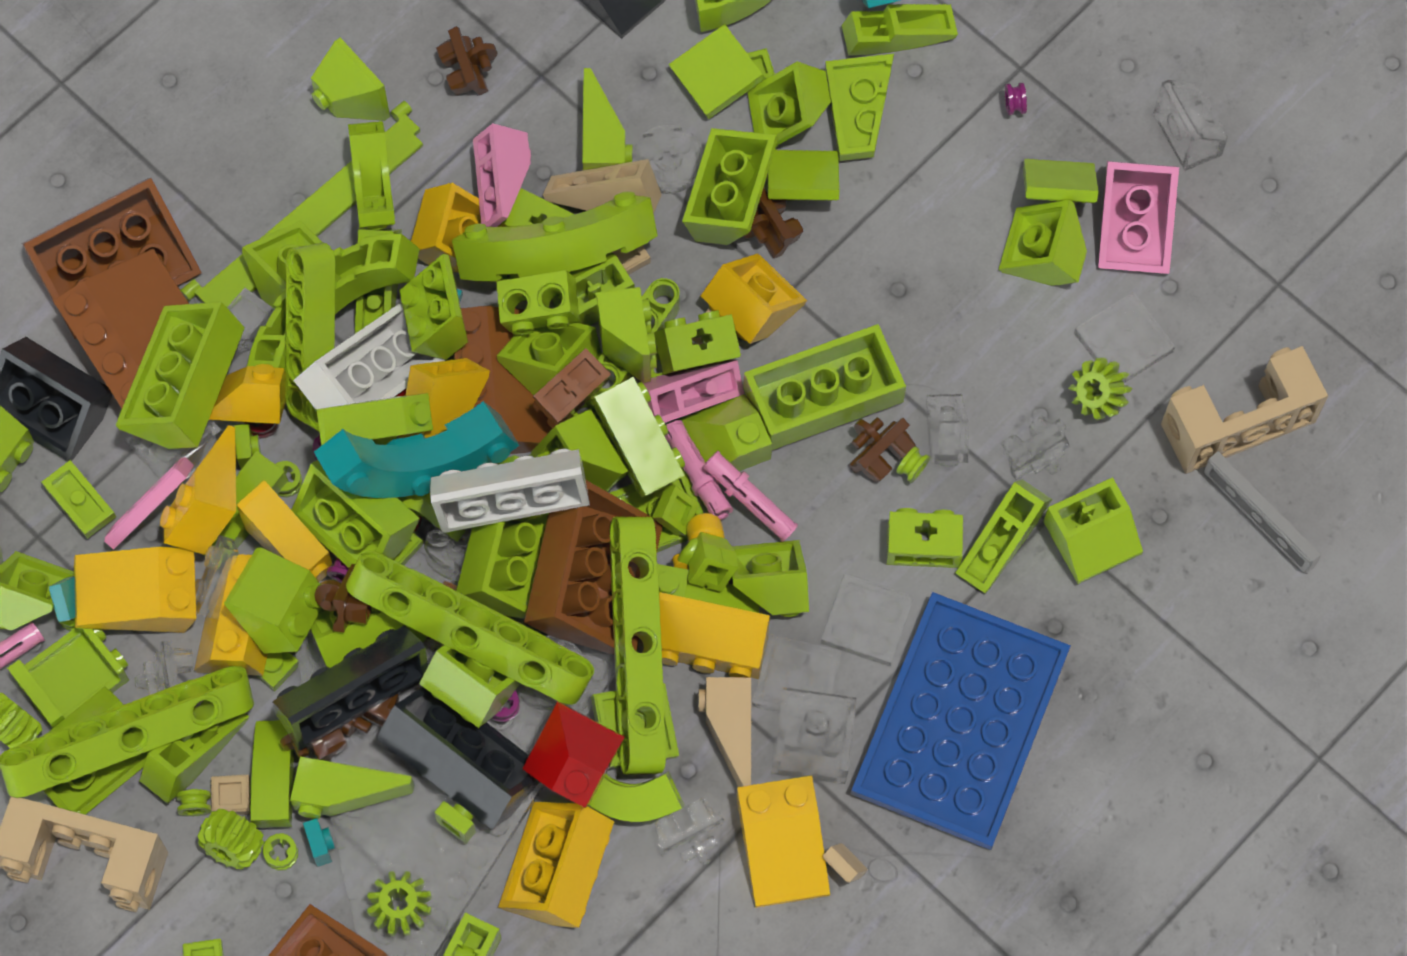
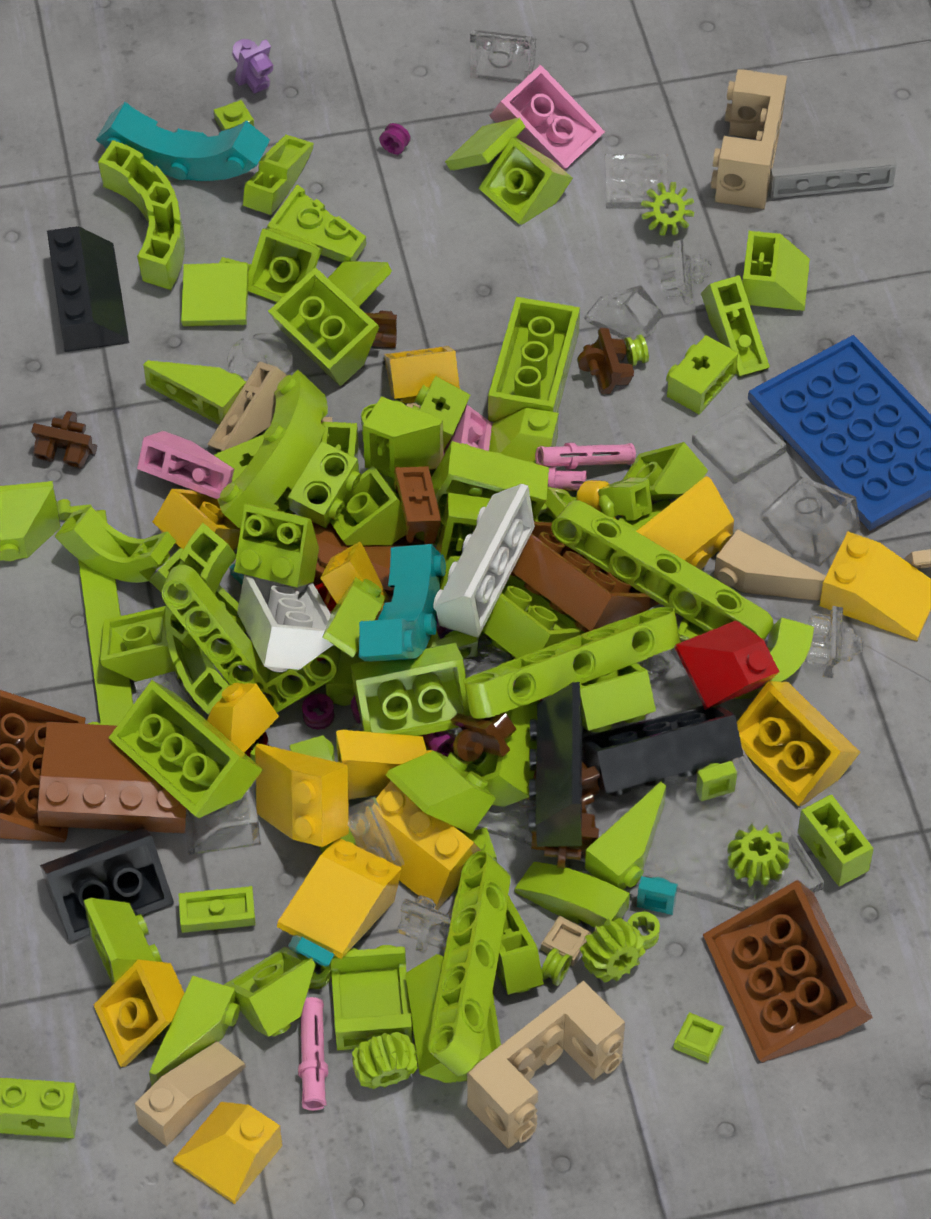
camera: 55 degrees left, 15 degrees down
(148, 502) = (271, 846): bright pink tile -> none

